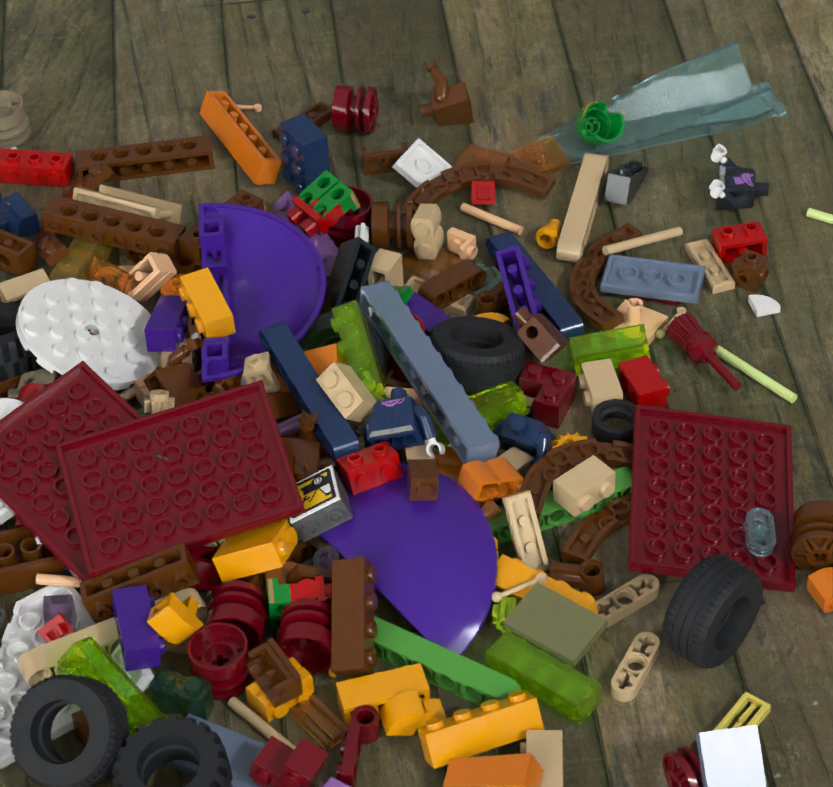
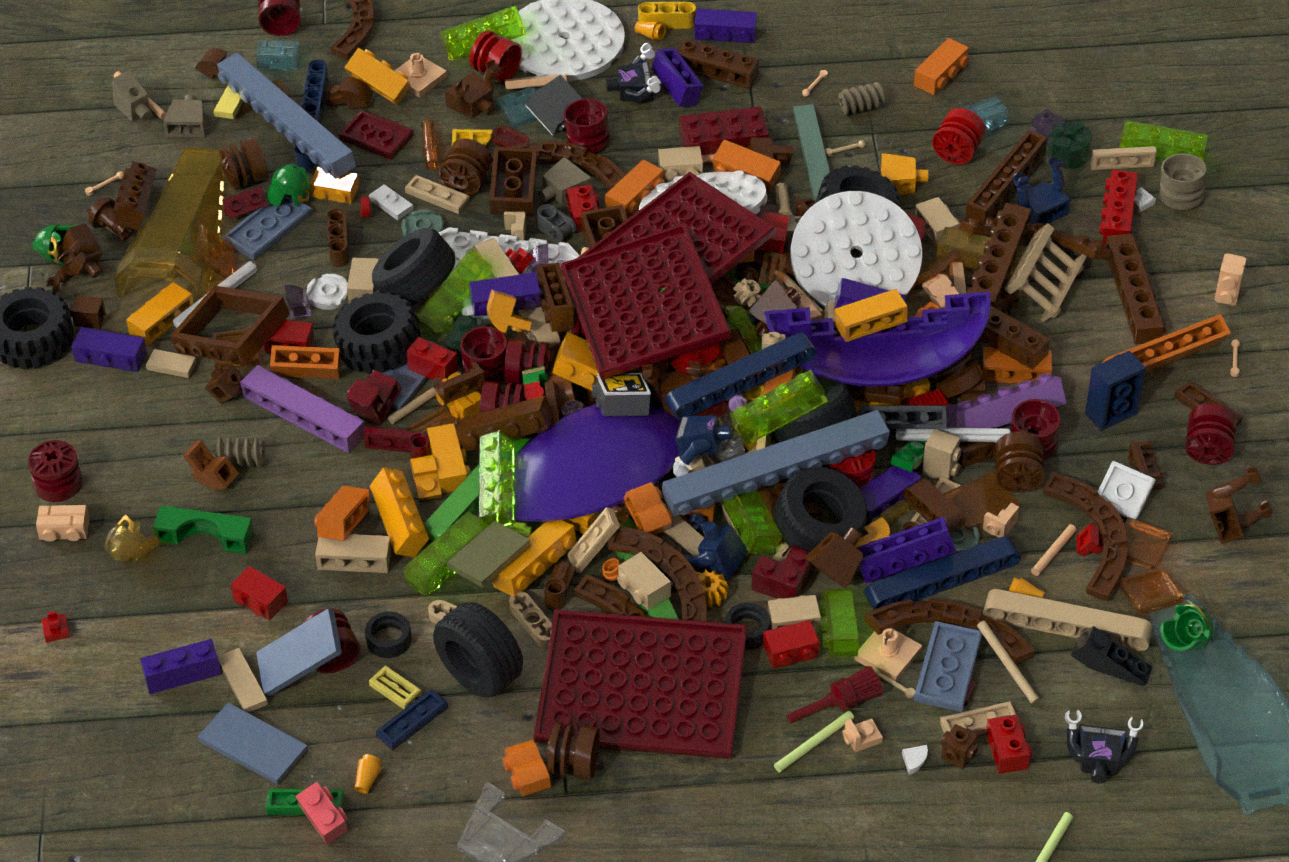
camera: 90 degrees right, 5 degrees up
(149, 93) = (1230, 279): none -> light nougat brick
(228, 710) = (431, 359): none -> red brick
(322, 204) = (1018, 392): hips -> none
(347, 391) = (727, 394): tan brick -> none
(369, 467) = (655, 423): red brick -> none
(422, 479) = (630, 452): reddish brown brick -> none
(427, 231) = (1005, 485): tan brick -> none
(442, 620) = (496, 479): none -> clear neon green brick
(540, 578) = (539, 546): tan hinge -> none
(552, 526) = (610, 569): none -> orange plate
(667, 712) = (386, 620): none -> black tyre
(742, 340) = (861, 734): none -> light nougat bracket
(760, 532) = (585, 707): clear light blue plate -> none
(786, 700) = (411, 719): none -> dark blue tile

